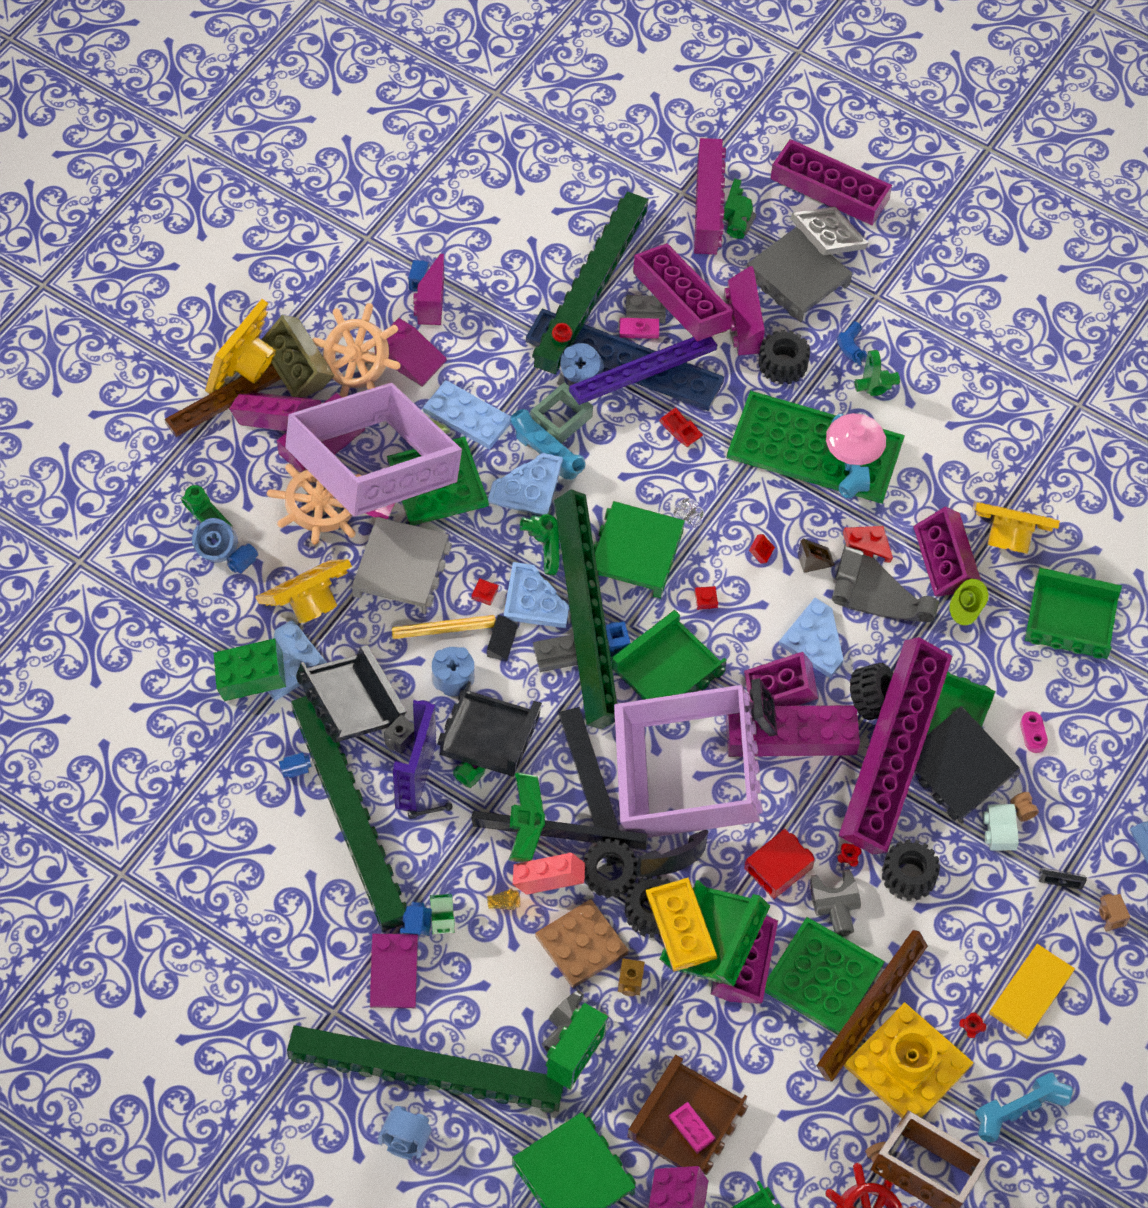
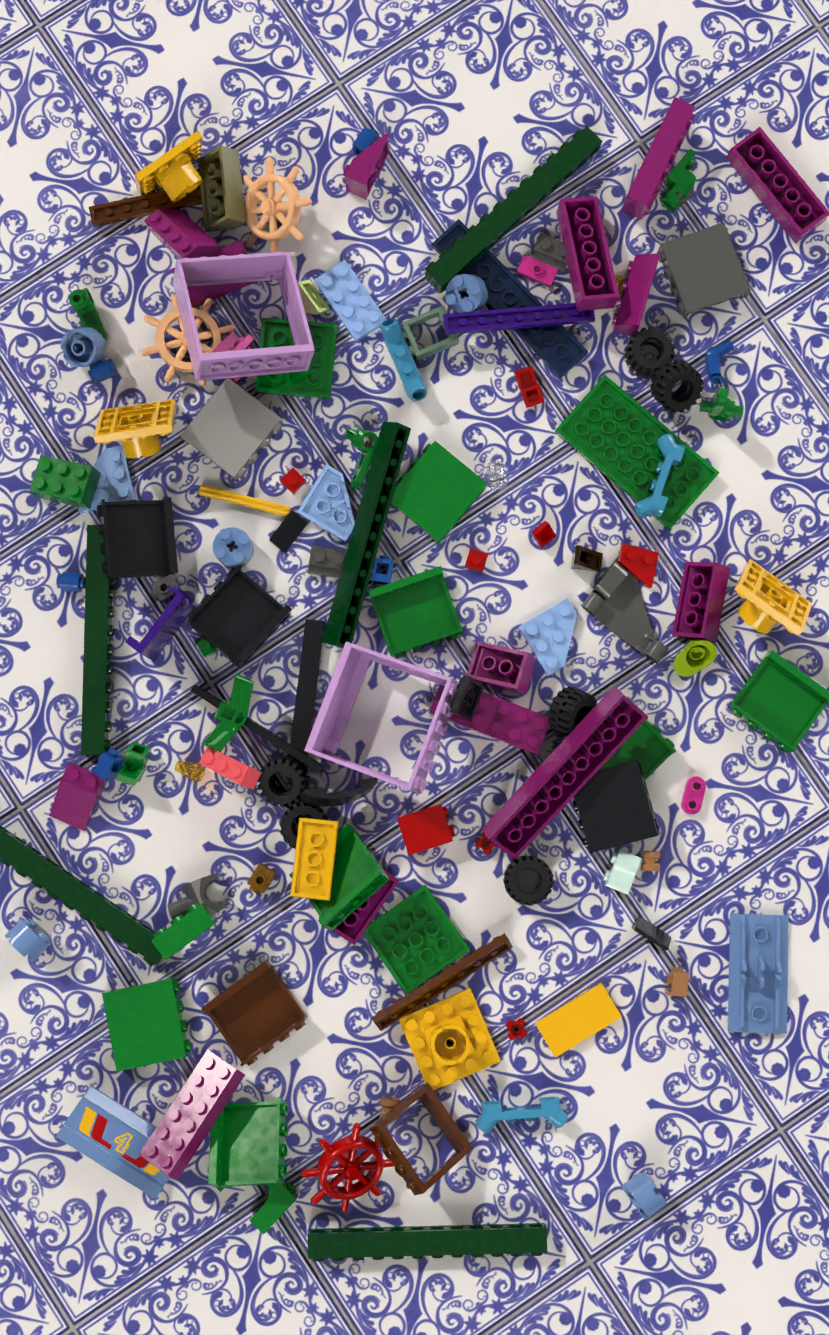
camera: 25 degrees right, 25 degrees up
(413, 814) = (180, 667): black hinge -> none
(414, 352) = (326, 221): magenta slope -> none
(528, 486) = (370, 395): light blue plate -> none
(562, 332) = (458, 259): red plate -> none
(581, 943) = (237, 830): medium nougat plate -> none
(692, 1128) = (253, 1024): dark pink plate -> none
(813, 372) = (687, 392): none -> black tyre
(829, 231) = (750, 238): light grey plate -> none
(836, 901) = (456, 882): dark grey connector -> none
(856, 439) = (670, 466): bright pink hat -> none

